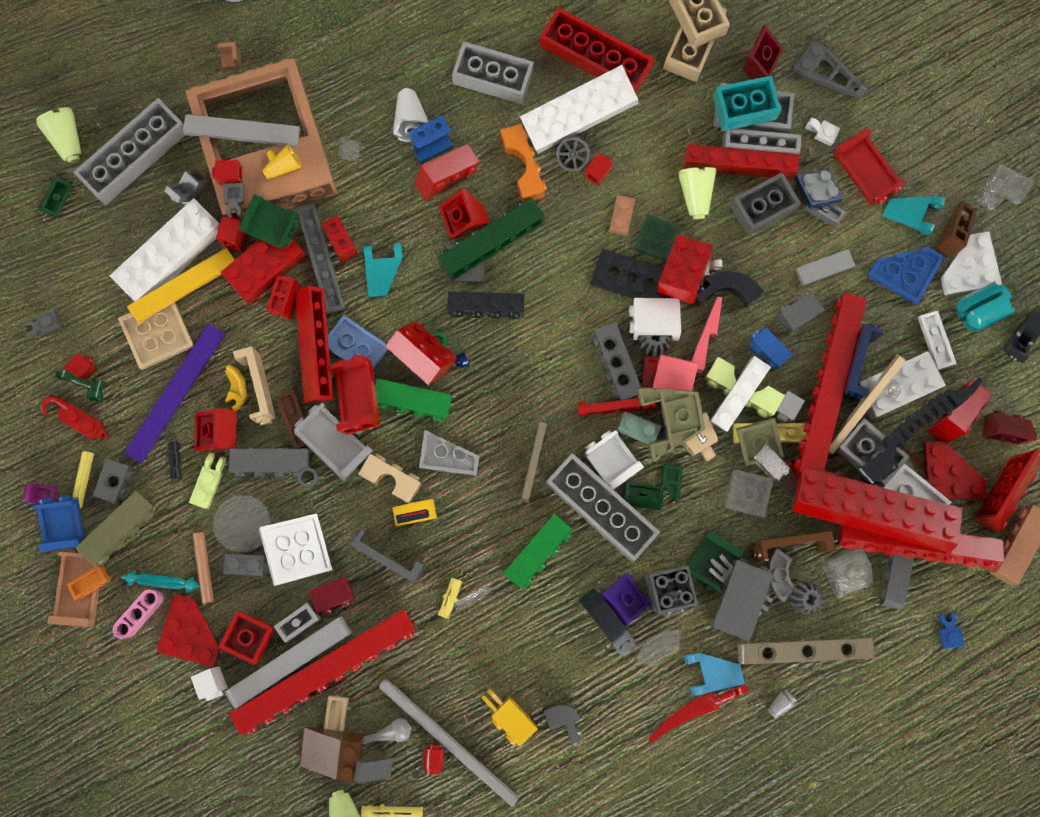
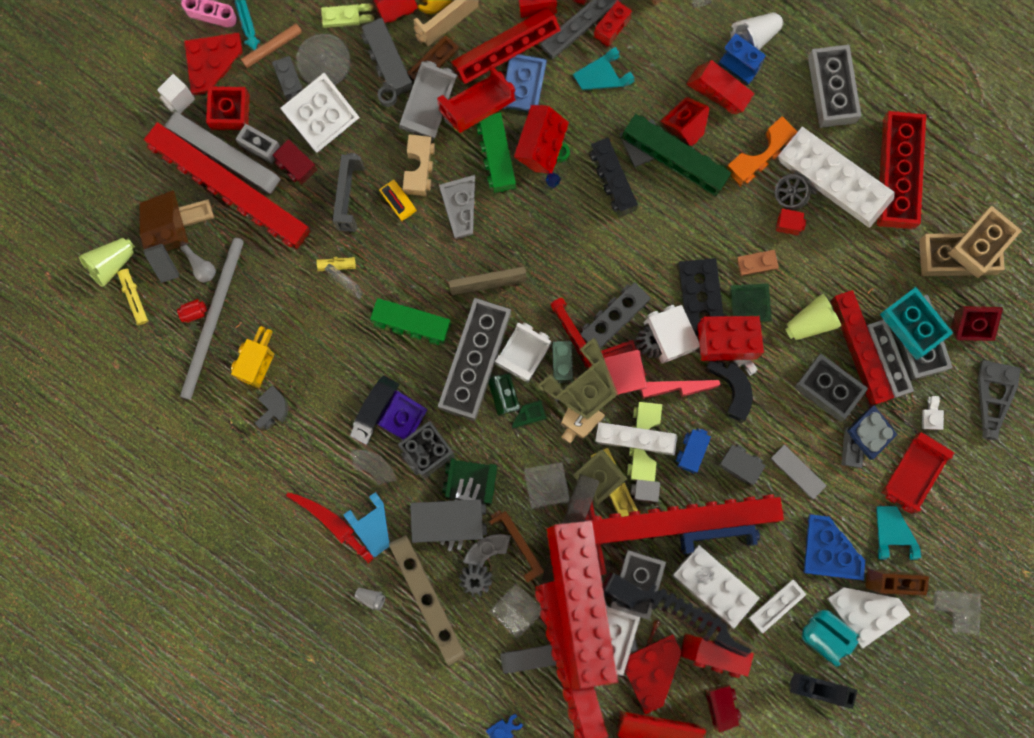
camera: 70 degrees right, 0 degrees up
(866, 402) = (678, 556): tan tile -> none

